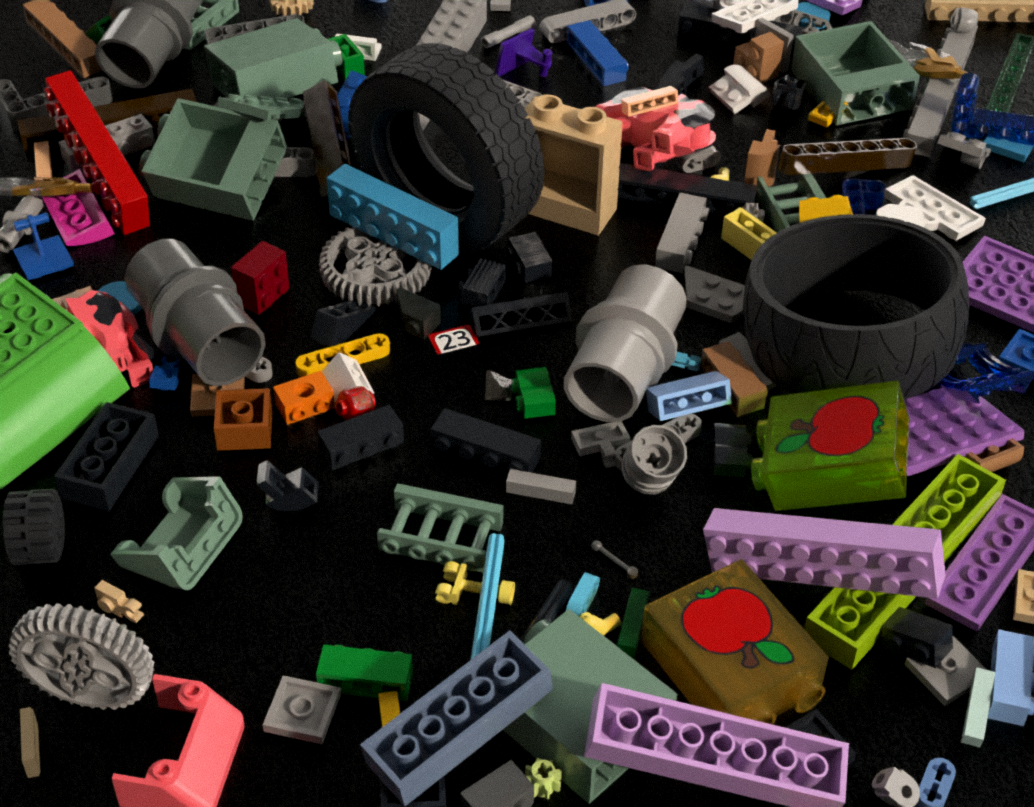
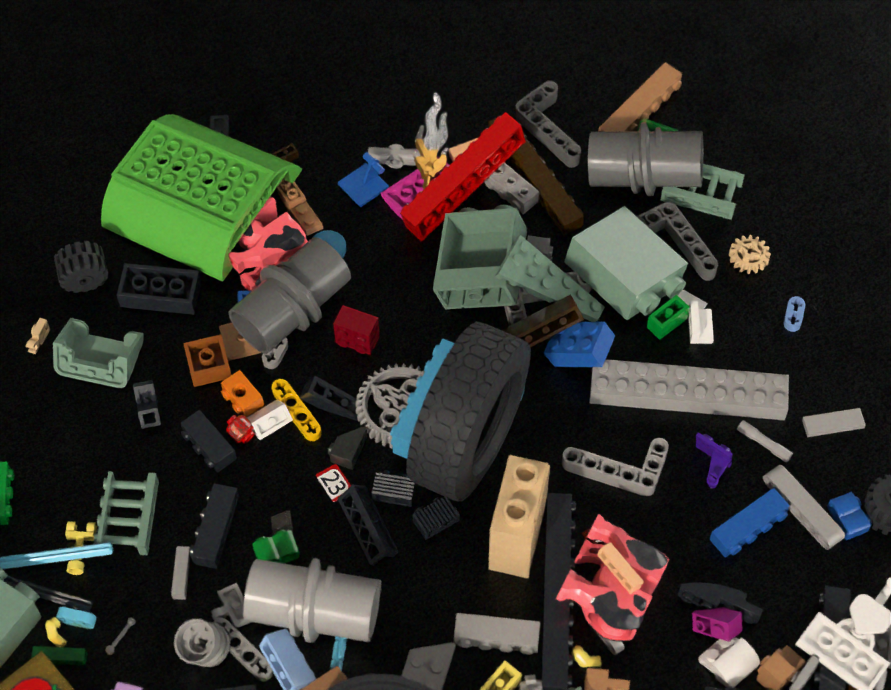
camera: 80 degrees right, 15 degrees up
(703, 82) = (718, 623): none -> magenta slope

